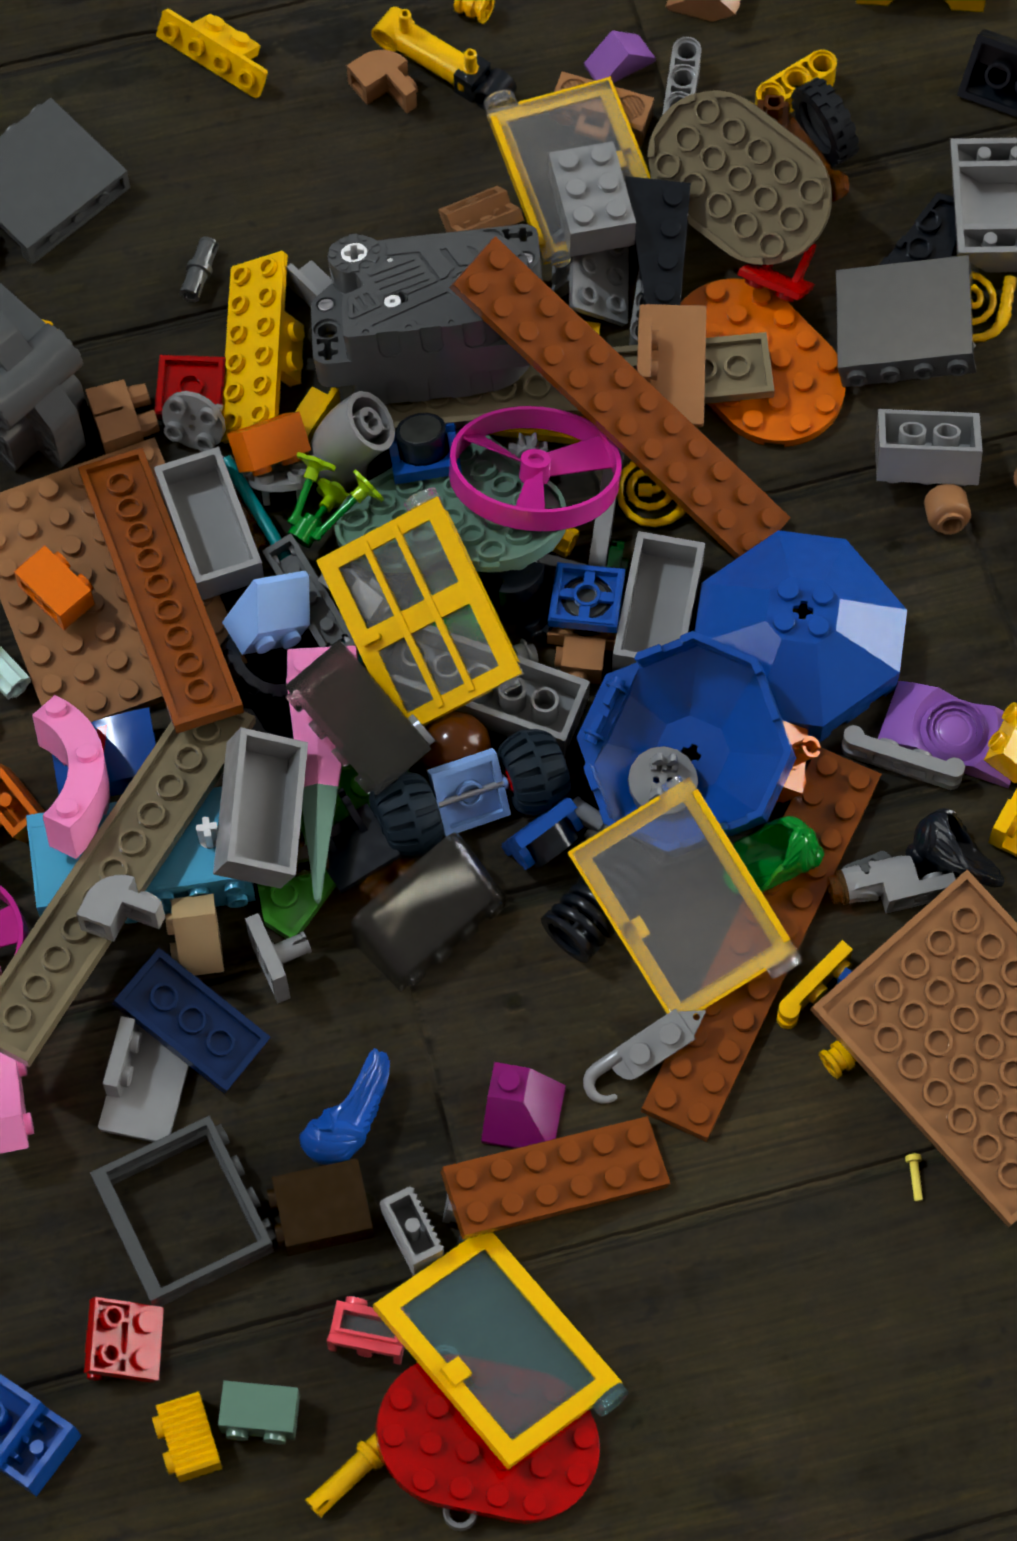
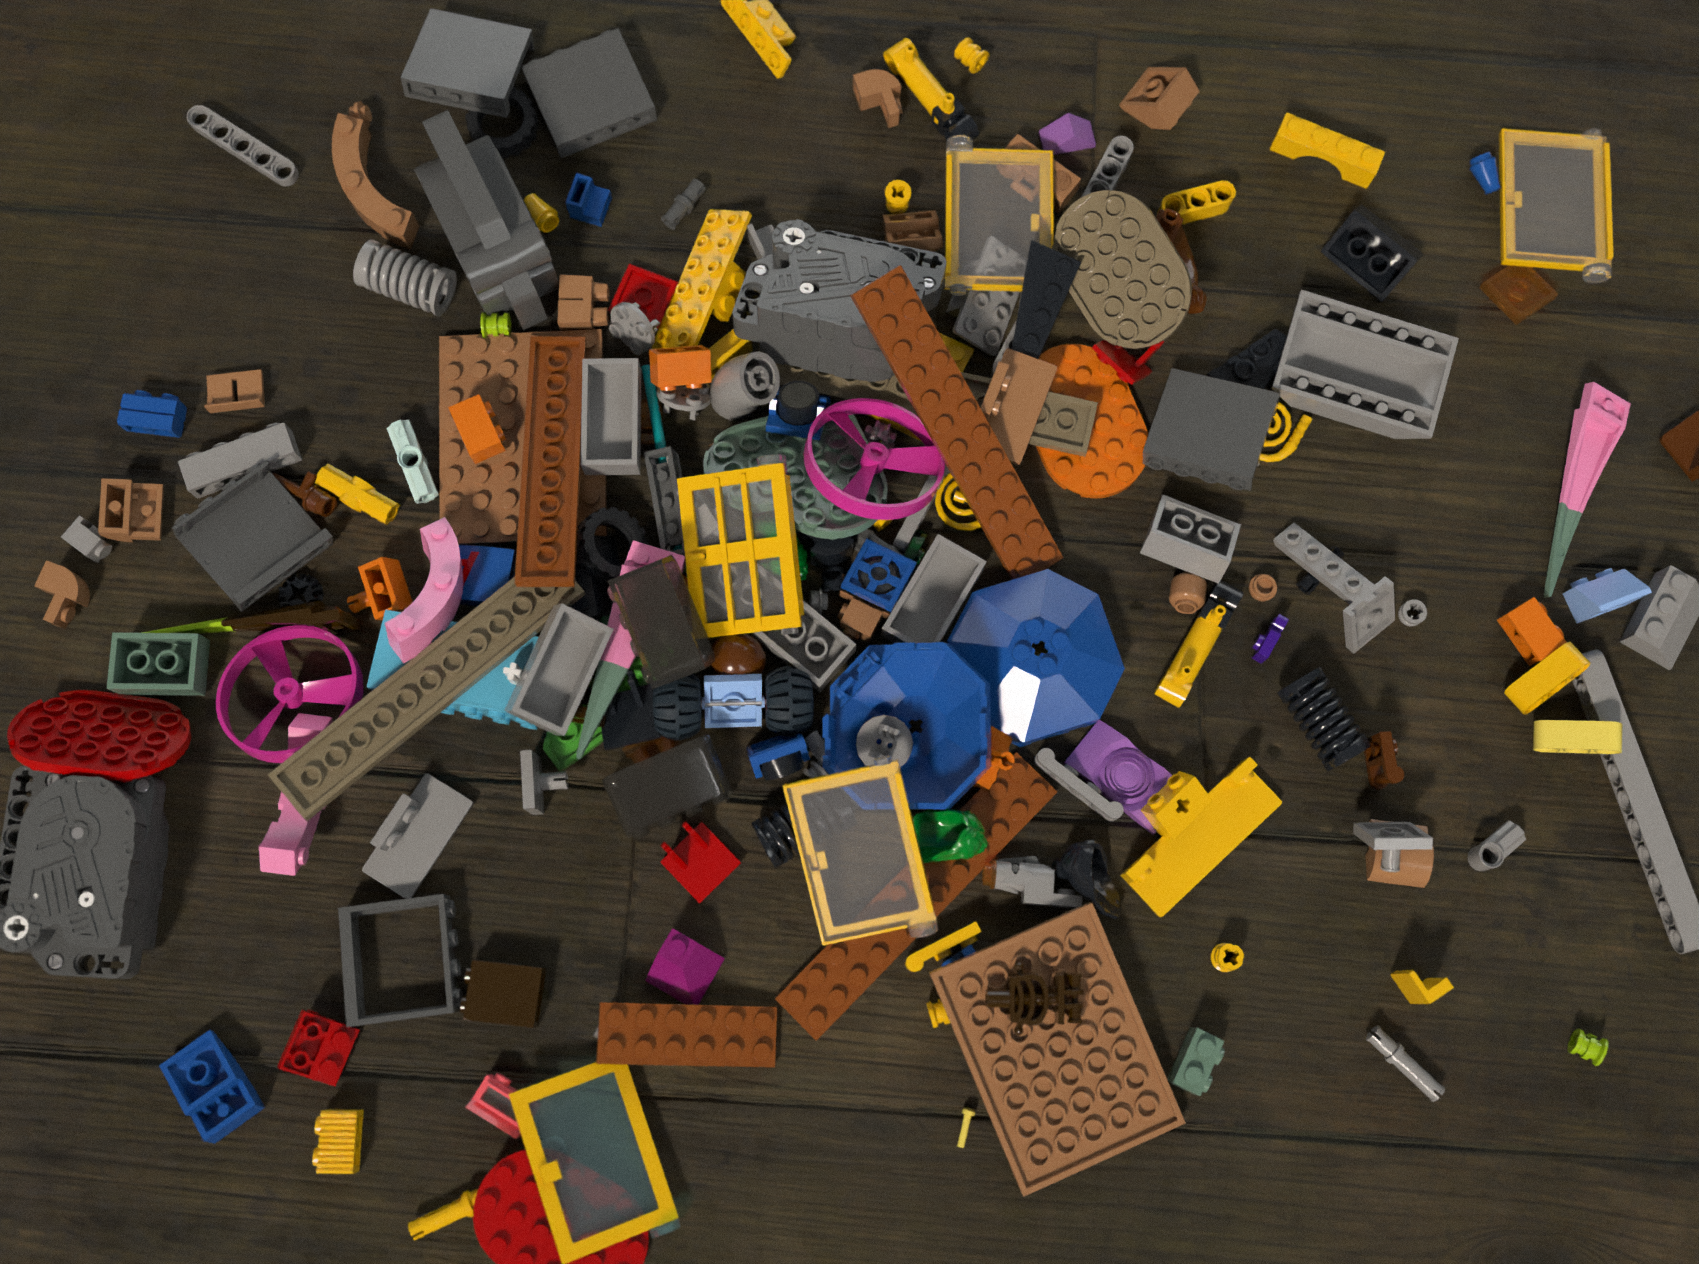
camera: 15 degrees right, 10 degrees up
(26, 470) = (495, 324): none -> lime bush
(85, 300) = (587, 201): none -> blue piece
(114, 900) = (413, 711): light grey brick -> none
(191, 1020) = (458, 811): dark blue plate -> none
(196, 934) = (484, 745): tan brick -> none
(259, 1411) = (397, 1142): sand green brick -> none
(270, 613) = (629, 509): light blue slope -> none
(307, 527) = (686, 445): plant -> none
(344, 1127) = (541, 940): blue hair -> none
(412, 1229) = (563, 1039): light grey brick -> none
(421, 729) = (709, 642): light grey piece -> none
(443, 182) = (897, 196): none -> yellow bush
(494, 986) = (699, 861): none -> red plate
(591, 199) = (999, 249): light grey brick -> none
(644, 1050) = (793, 955): light grey plate -> none
(825, 120) = (1208, 242): black tyre -> none
(919, 1000) = (1015, 1001): none -> dark brown torso
(980, 560) = (1198, 643): none -> yellow piece

